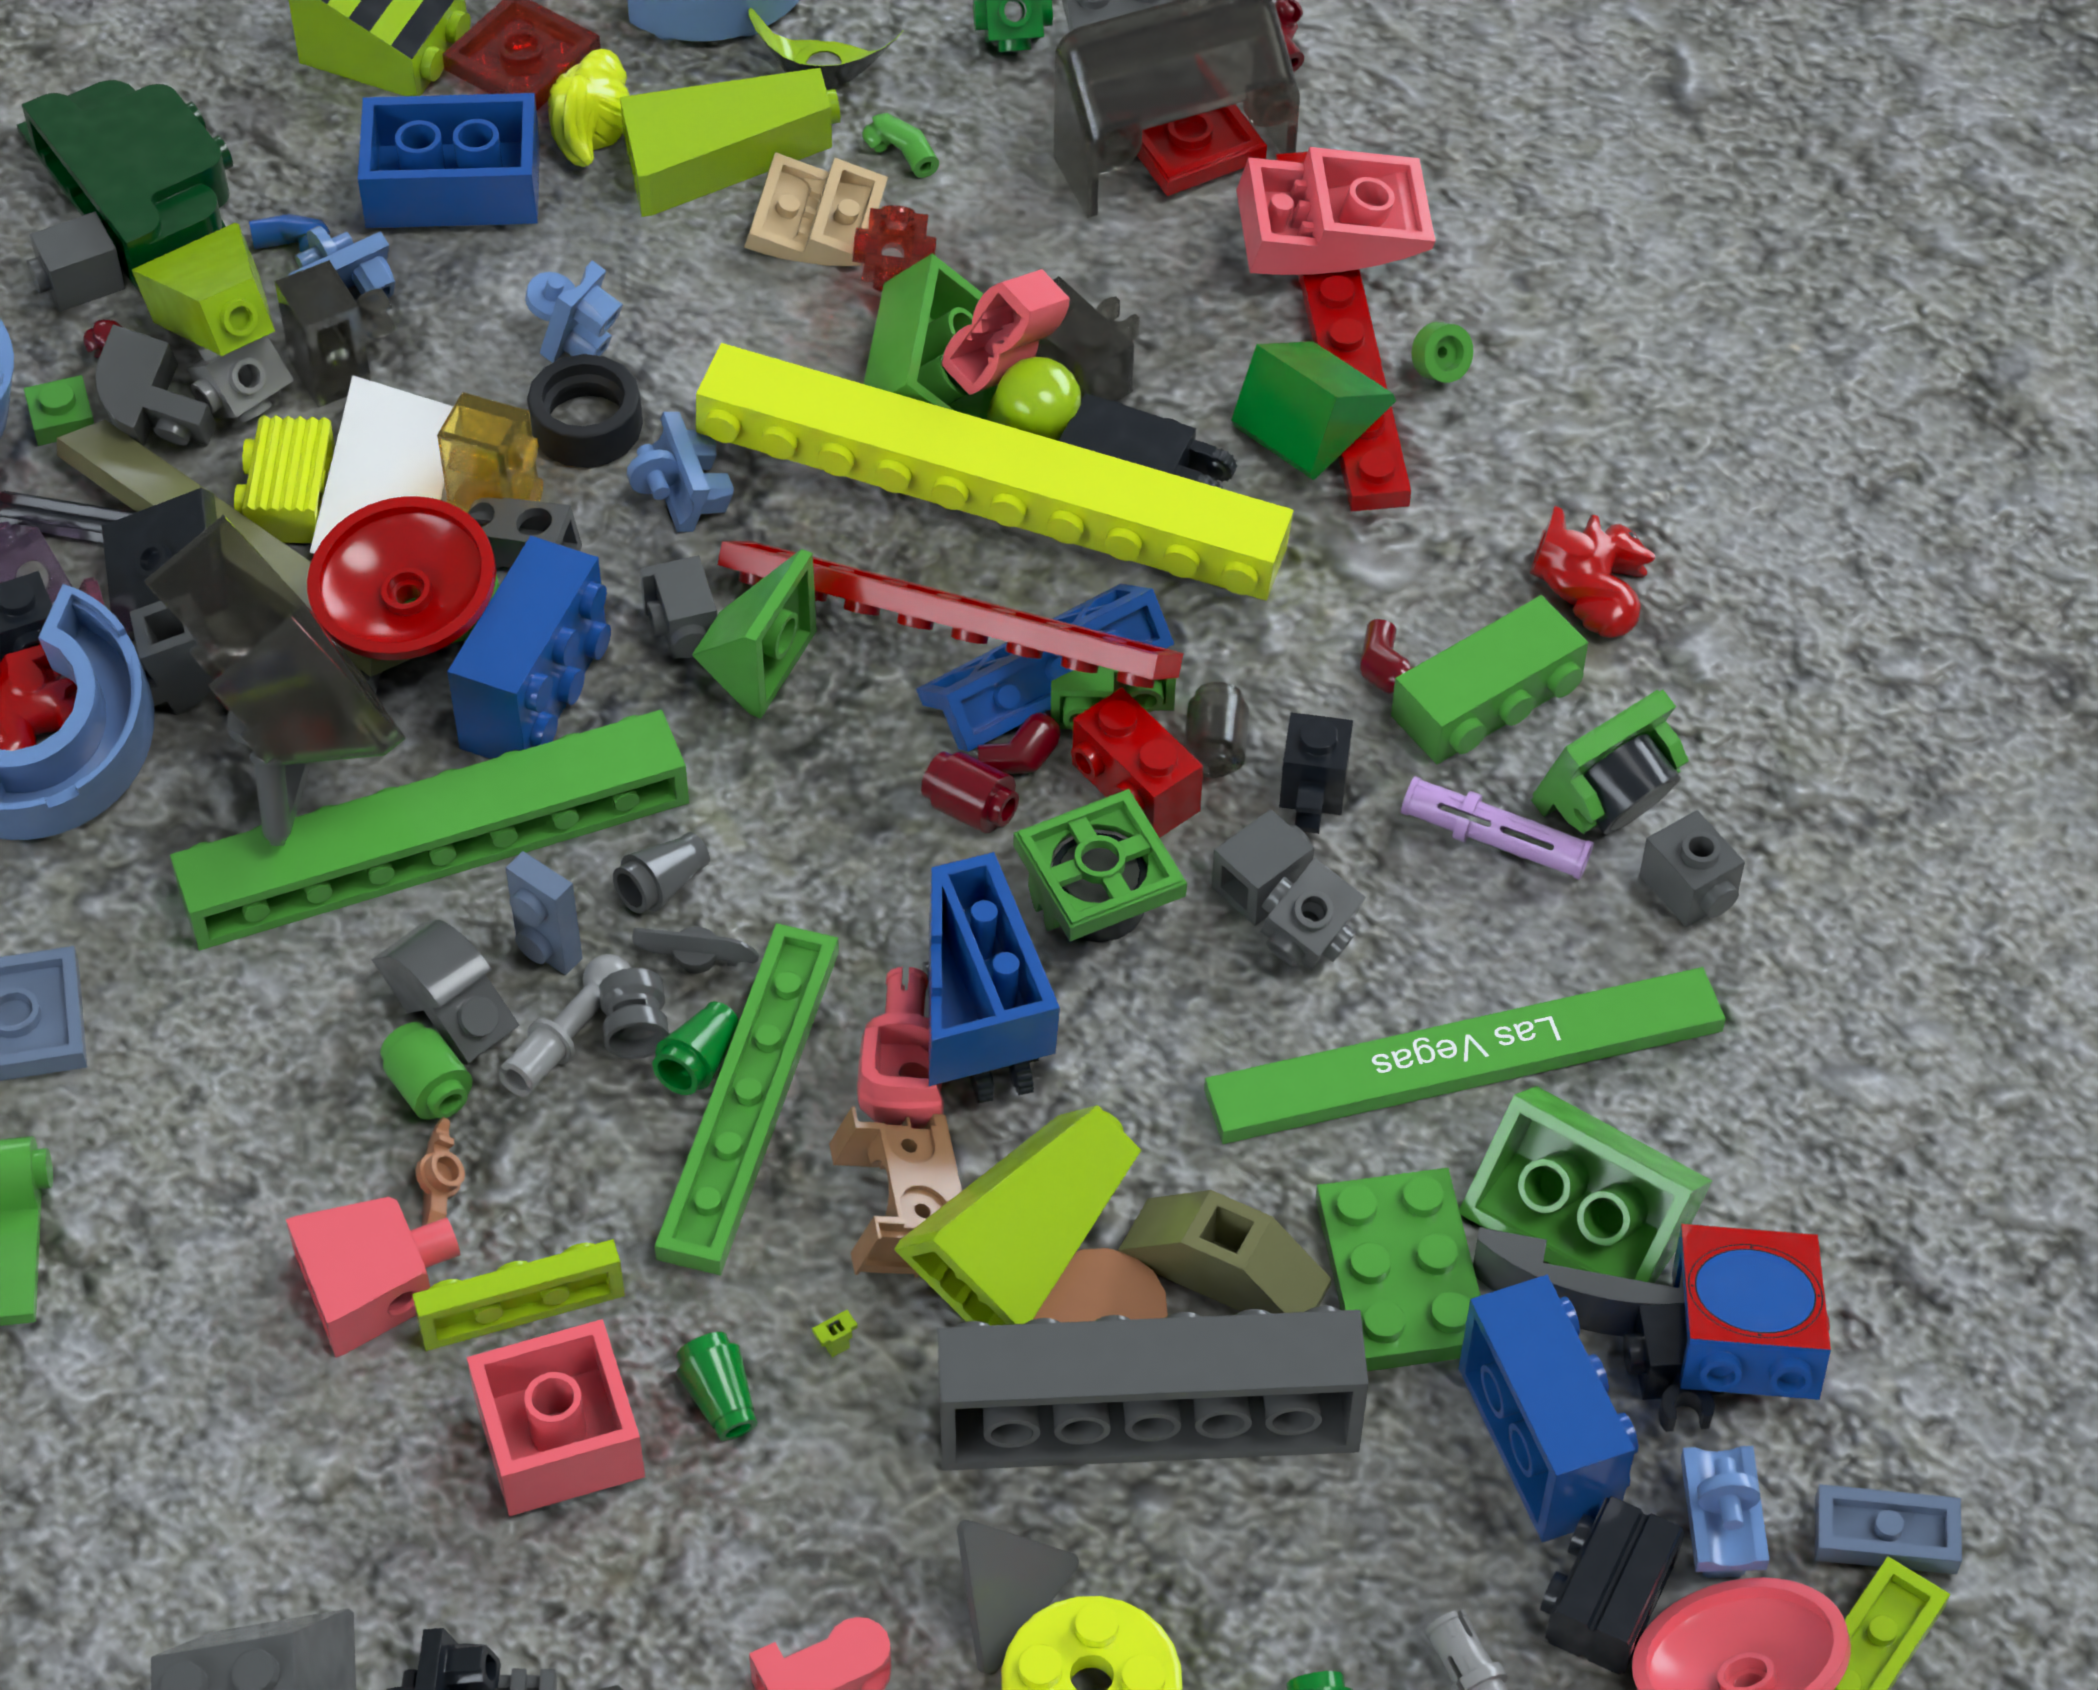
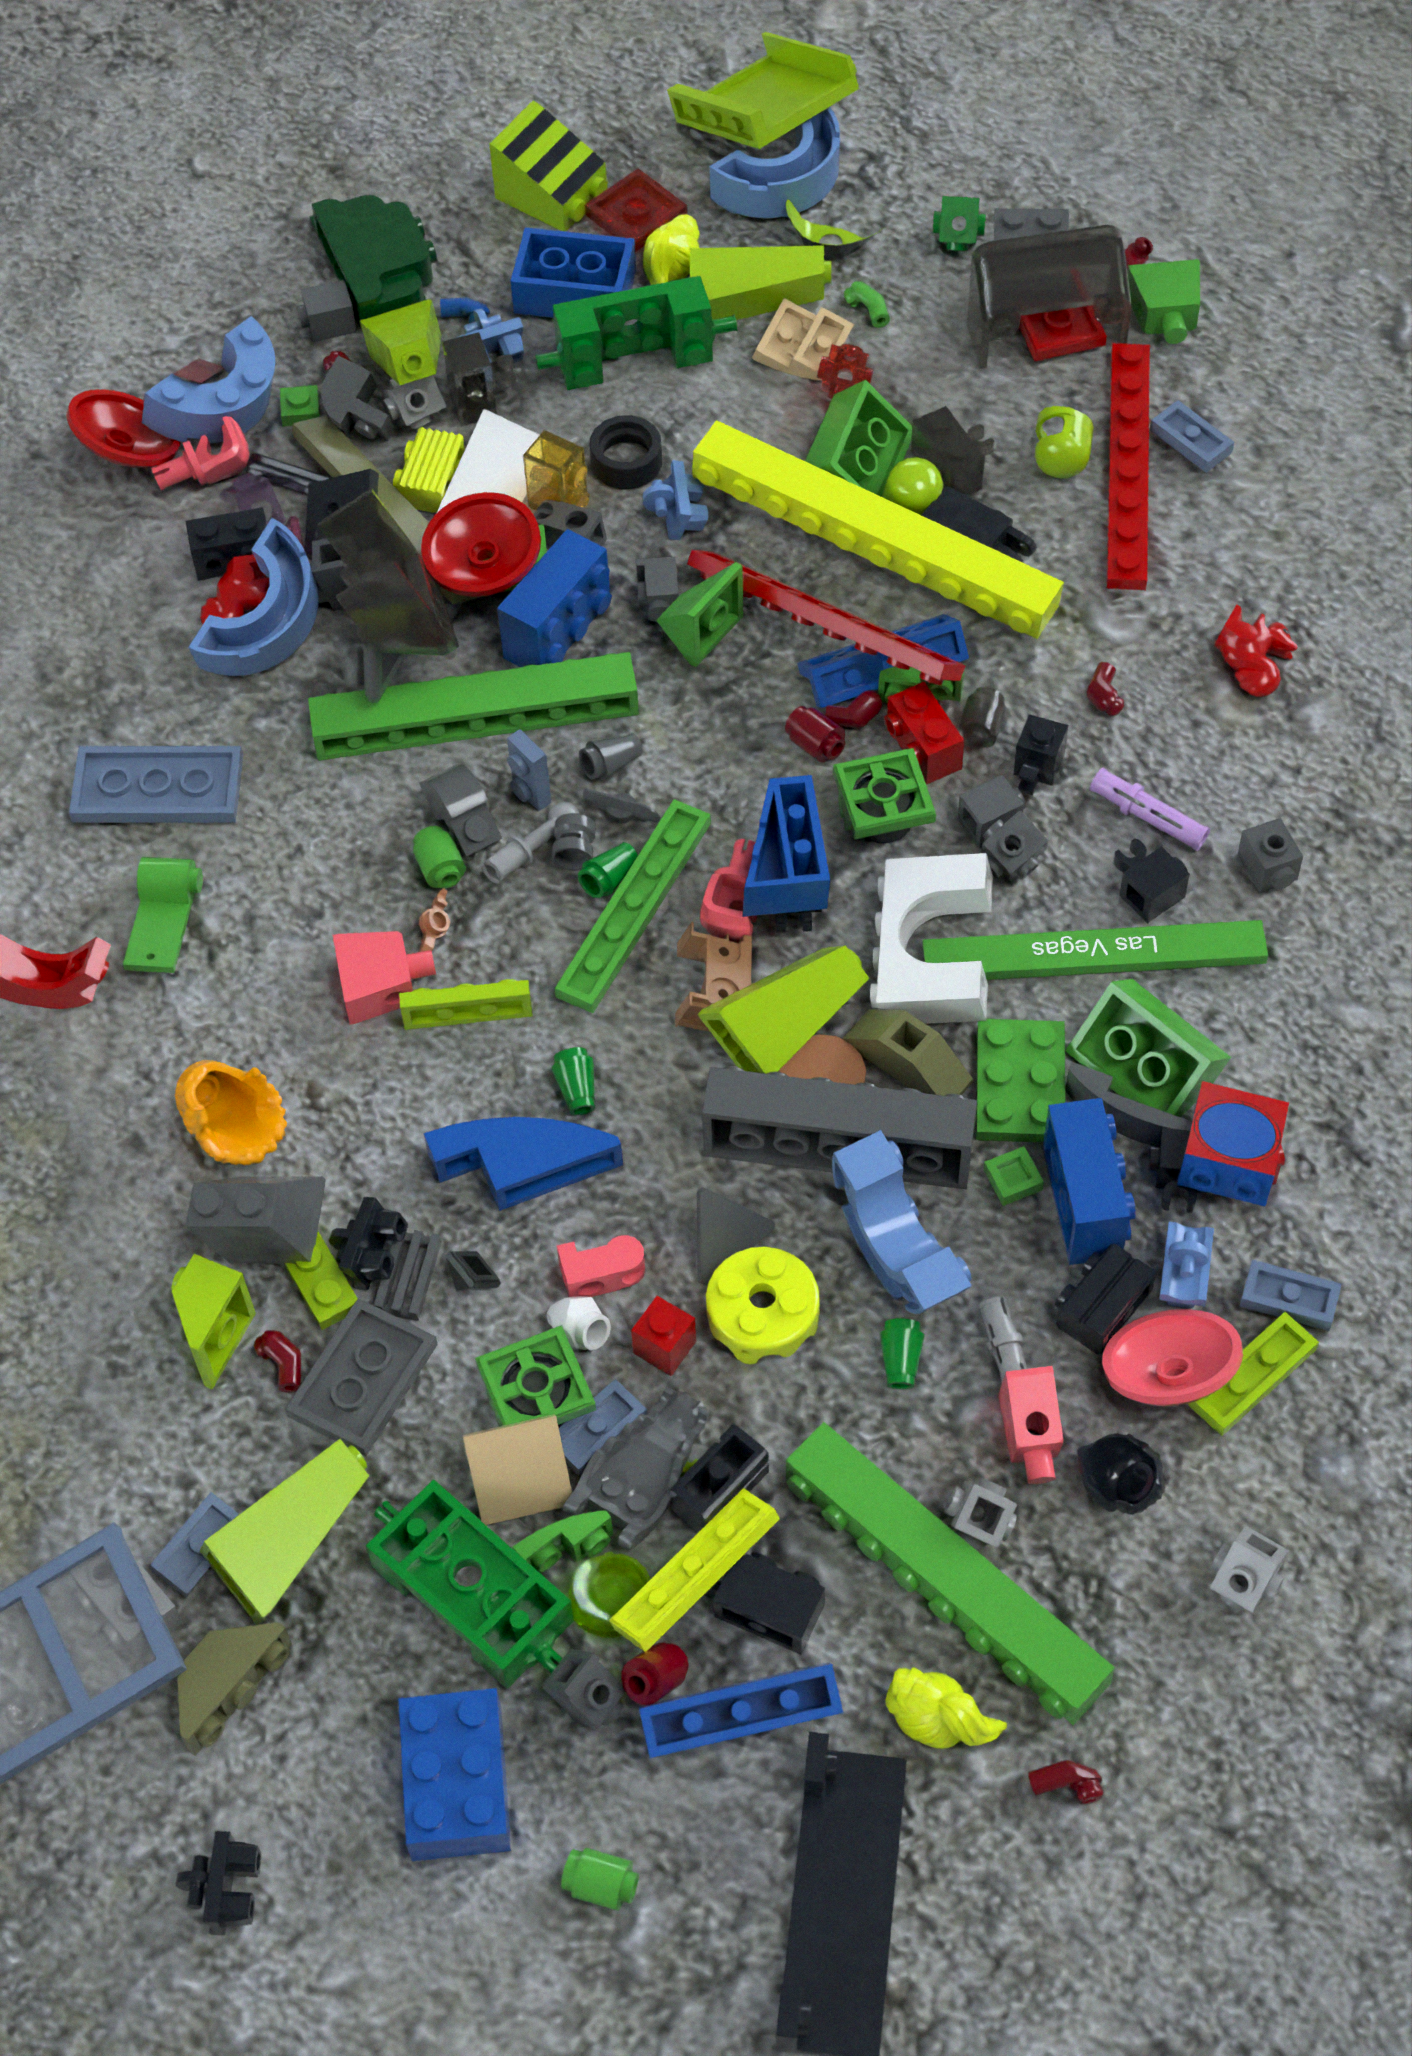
camera: 15 degrees right, 5 degrees up
(177, 1529) = (231, 1111): none -> light orange hair
(556, 1417) = (469, 1077): coral brick -> none
(575, 314) = (630, 386): medium blue hips -> none
(606, 199) = (666, 315): none -> green brick
(658, 1518) = (522, 1154): none -> blue slope
(836, 1332) = (655, 1060): lime piece -> none
(1005, 329) = (900, 436): coral brick -> none
(1179, 1009) = (911, 895): none -> white arch
(1247, 317) = (1069, 451): none -> lime helmet
(1263, 1540) = (888, 1228): none -> medium blue brick
(1306, 404) = (1091, 512): green slope -> none
(1333, 212) = (1138, 387): coral slope -> none
(1343, 79) = (1166, 297): none -> bright green torso
(1428, 1418) = (1013, 1176): none -> bright green plate
(1435, 280) = (1192, 436): none -> sand blue plate
(1442, 352) = (1190, 491): bright green tile -> none
(1489, 680) = (1168, 712): bright green brick -> none
(1525, 937) = (1151, 882): none -> black brick
(1615, 768) = (1234, 782): piece -> none

